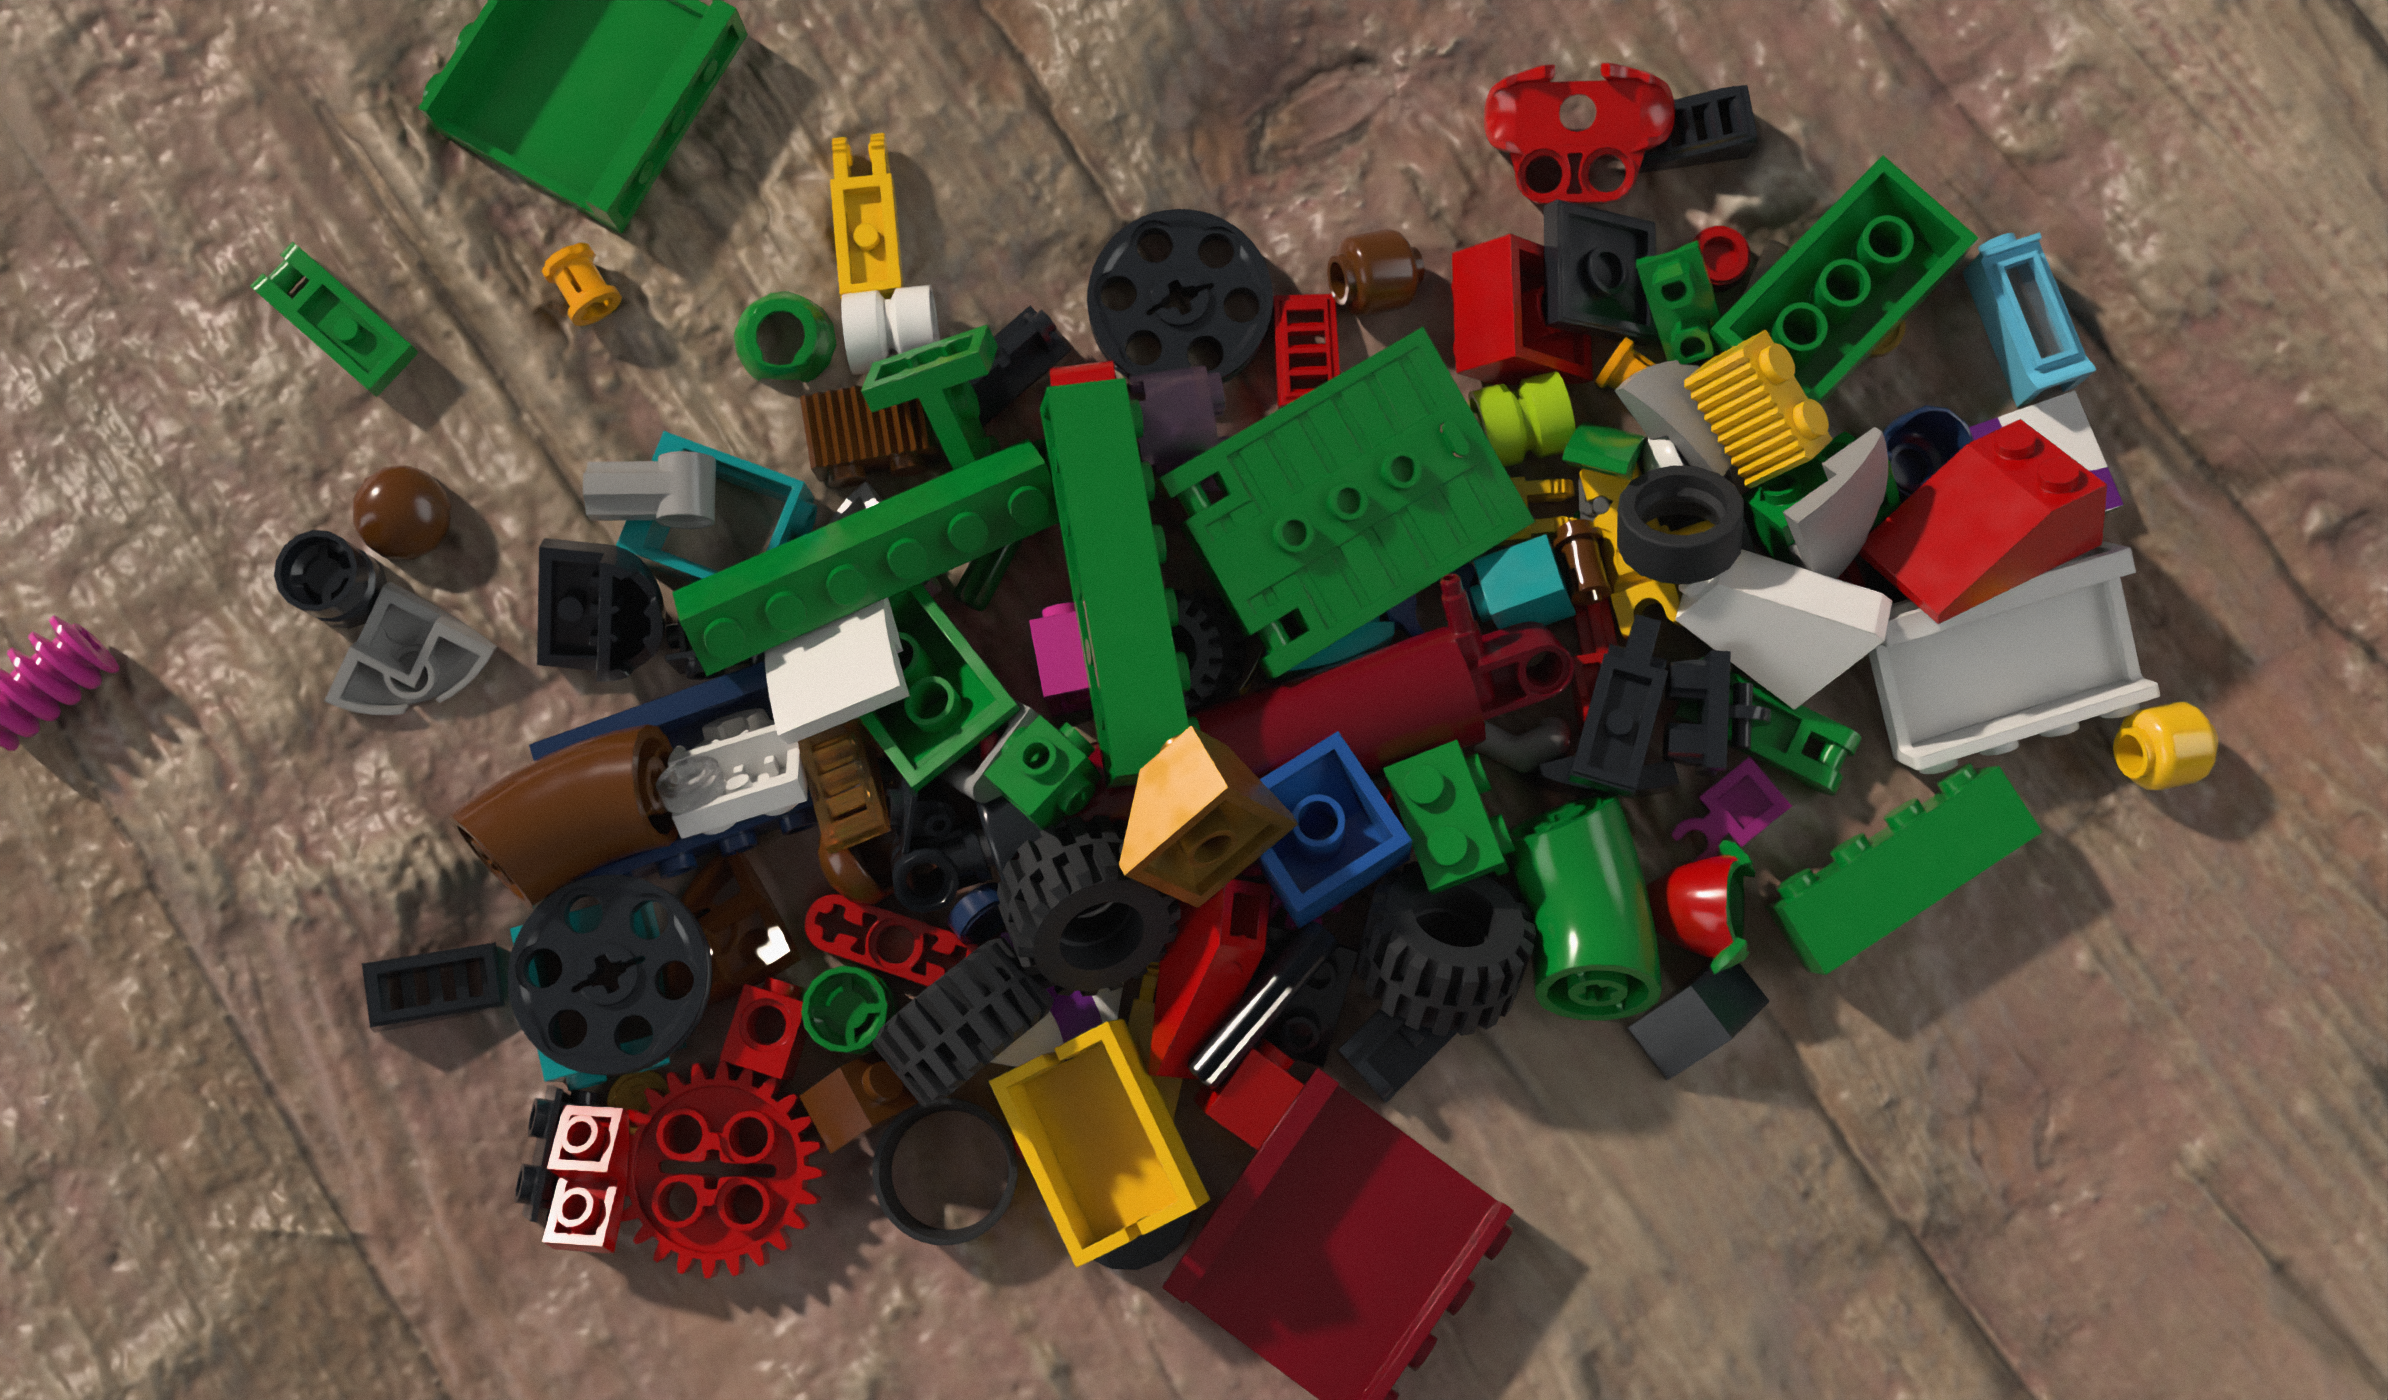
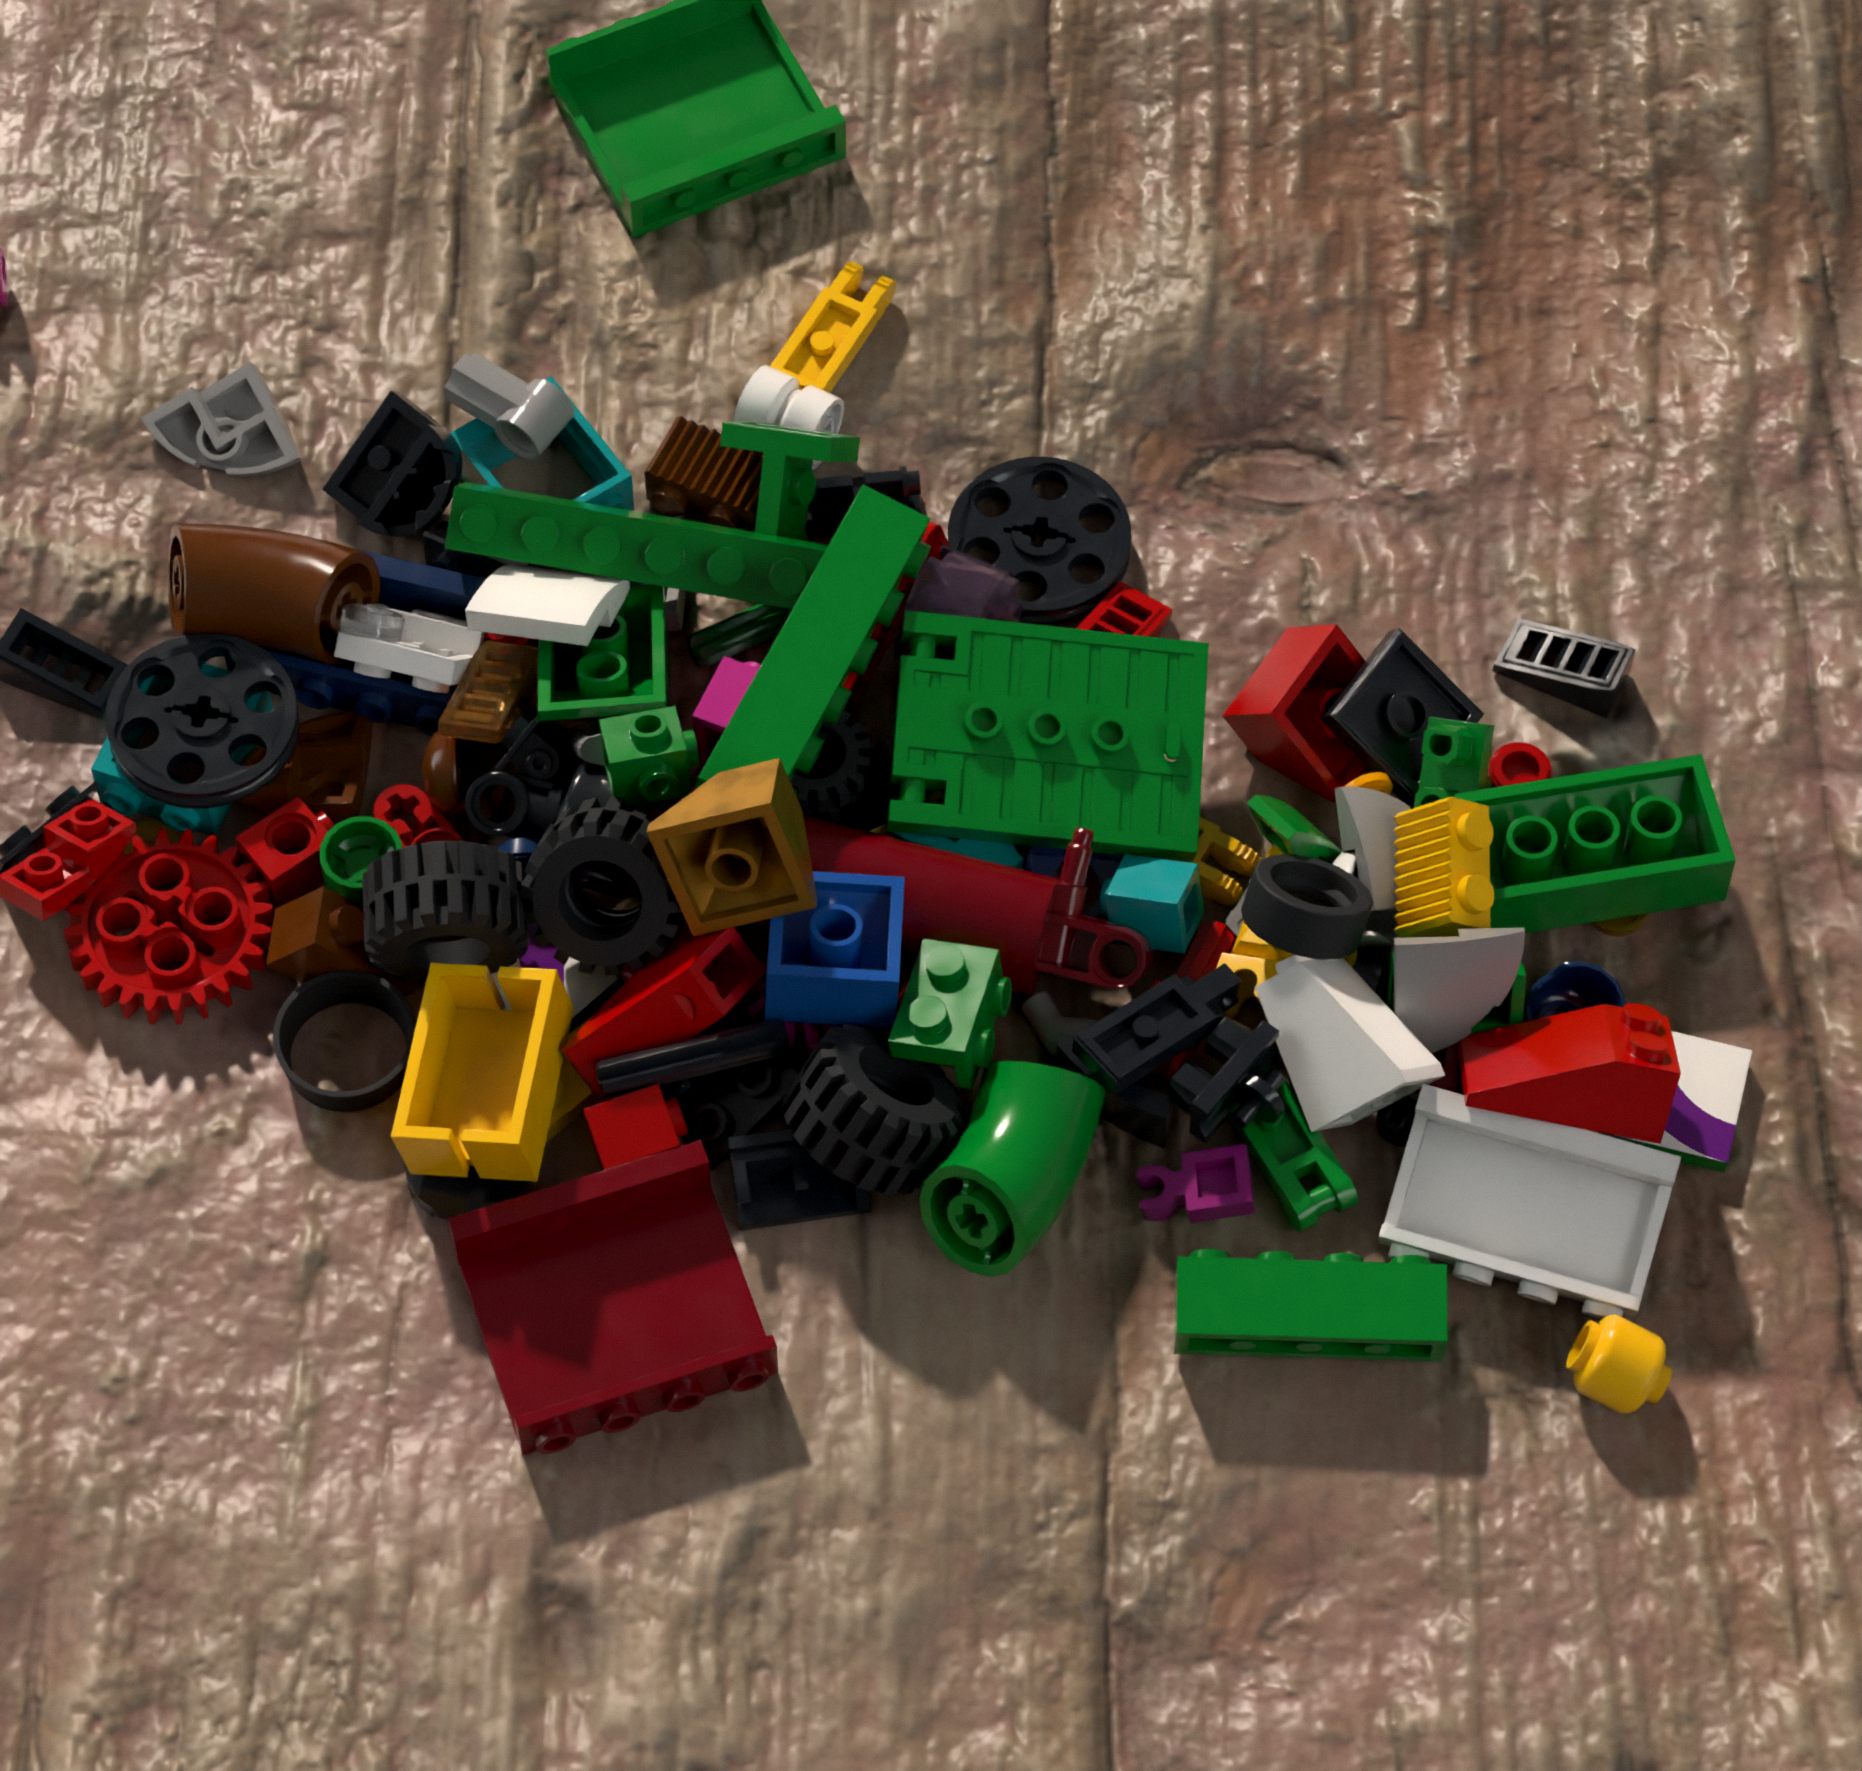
camera: 30 degrees right, 20 degrees down
(329, 578) = (214, 329): black wheel -> none
(336, 320) = (365, 165): green plate -> none
(401, 512) = (305, 324): reddish brown hair -> none
(581, 284) = (572, 248): light orange bush -> none
(809, 360) = (709, 406): green piece -> none
(1375, 272) = (1215, 608): reddish brown head -> none
(1529, 419) = (1237, 774): lime wheel -> none
(1579, 547) = (1219, 906): reddish brown pin -> none
(1631, 116) = (1517, 614): red piece -> none
(1698, 1018) = (1054, 1320): black slope -> none
(1704, 906) = (1118, 1226): red hat -> none
(2026, 317) = (1751, 963): medium azure window -> none

